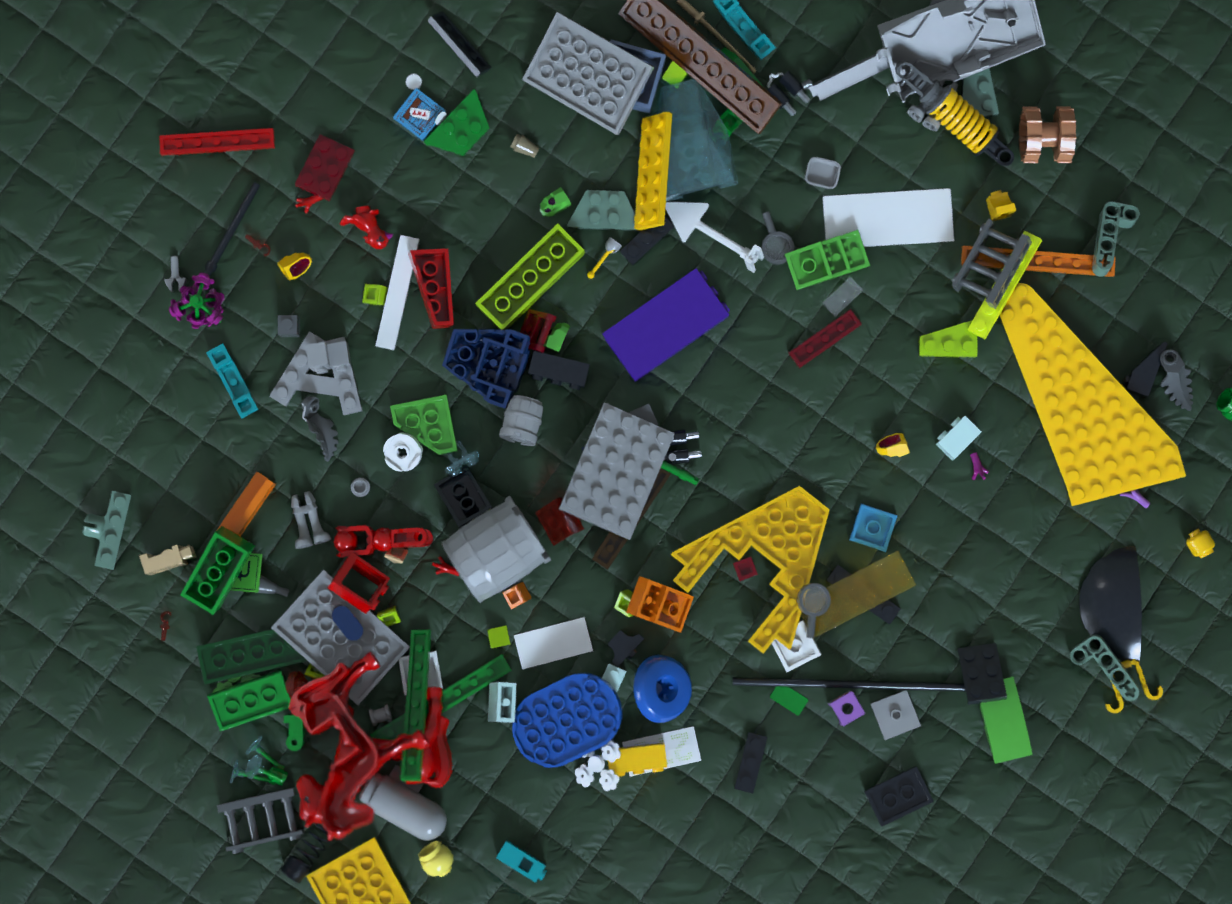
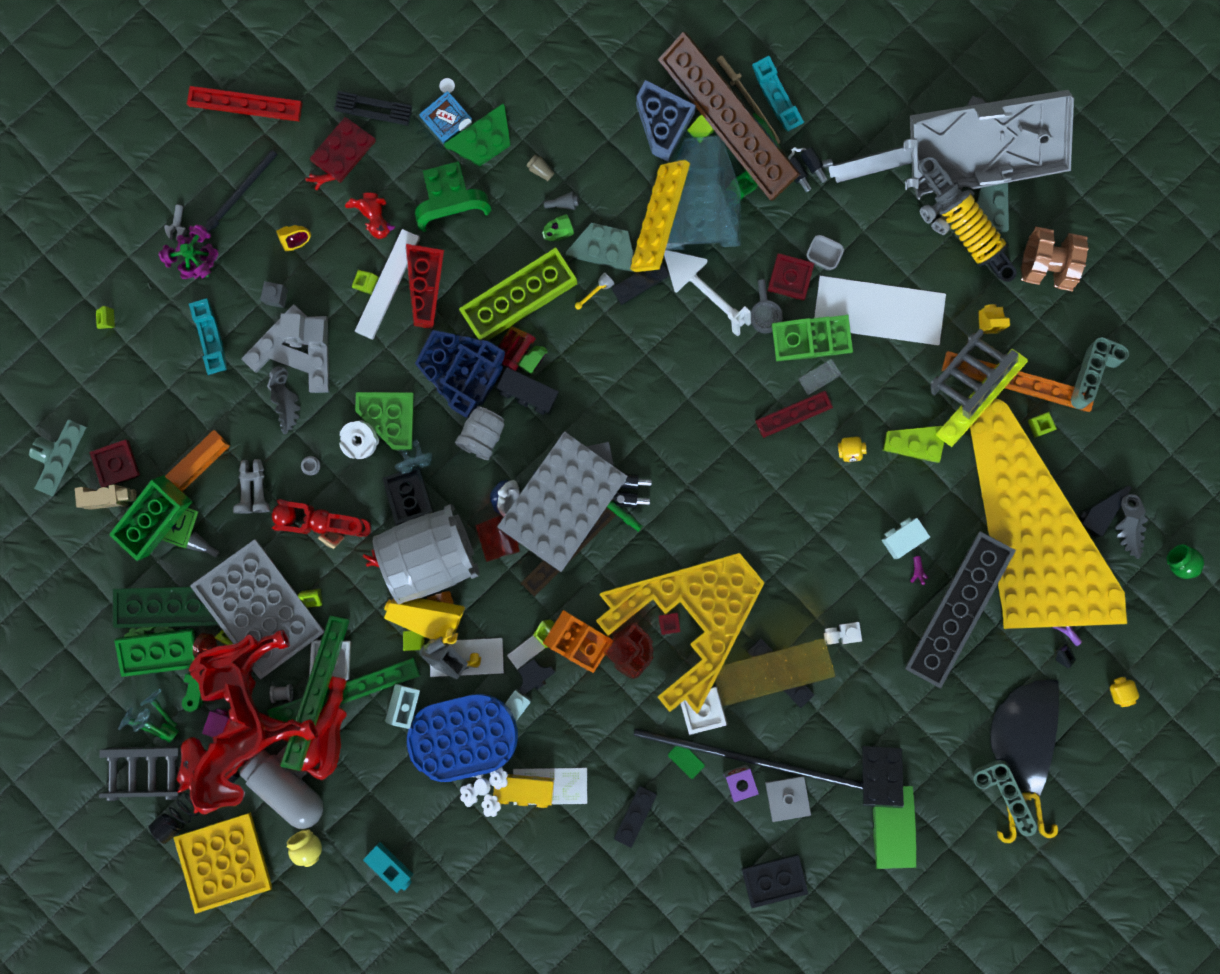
camera: 10 degrees right, 0 degrees up
(124, 383) = (105, 318): none -> lime slope
(164, 626) = (90, 562): clear red hand -> none
(167, 525) = (114, 463): none -> dark red plate
(257, 244) = (262, 210): clear red hand -> none
(318, 120) = (347, 101): none -> black container
(324, 756) = (216, 722): none -> magenta brick
(347, 623) = (266, 596): dark blue tile -> none
(368, 571) = (298, 548): red window -> none
(439, 192) = (448, 195): none -> green piece
(459, 44) = (498, 57): black plate -> none
(507, 611) = (425, 616): none -> yellow slope
(533, 646) = (445, 658): none -> dark grey torso
(558, 478) = (504, 496): none -> white hair
(559, 173) = (567, 201): none -> dark grey cone
(588, 73) = (616, 108): light grey plate -> none
(610, 625) = (525, 652): none -> white sticker
(662, 688) = (562, 725): blue hat -> none
(666, 324) = (641, 368): dark purple brick -> none
(713, 602) = (631, 651): none -> clear red brick
(794, 203) = (790, 276): none -> dark red plate
(813, 601) = (730, 671): piece -> none
(873, 527) = (803, 609): dark azure tile -> none
(888, 361) = (852, 449): none -> yellow head
(893, 445) = (839, 532): yellow rock -> none
(921, 541) = (848, 633): none -> white plate
(1023, 496) = (960, 609): none -> dark grey brick
(1069, 299) = (1041, 424): none -> lime slope
(1137, 520) = (1065, 656): none -> black slope

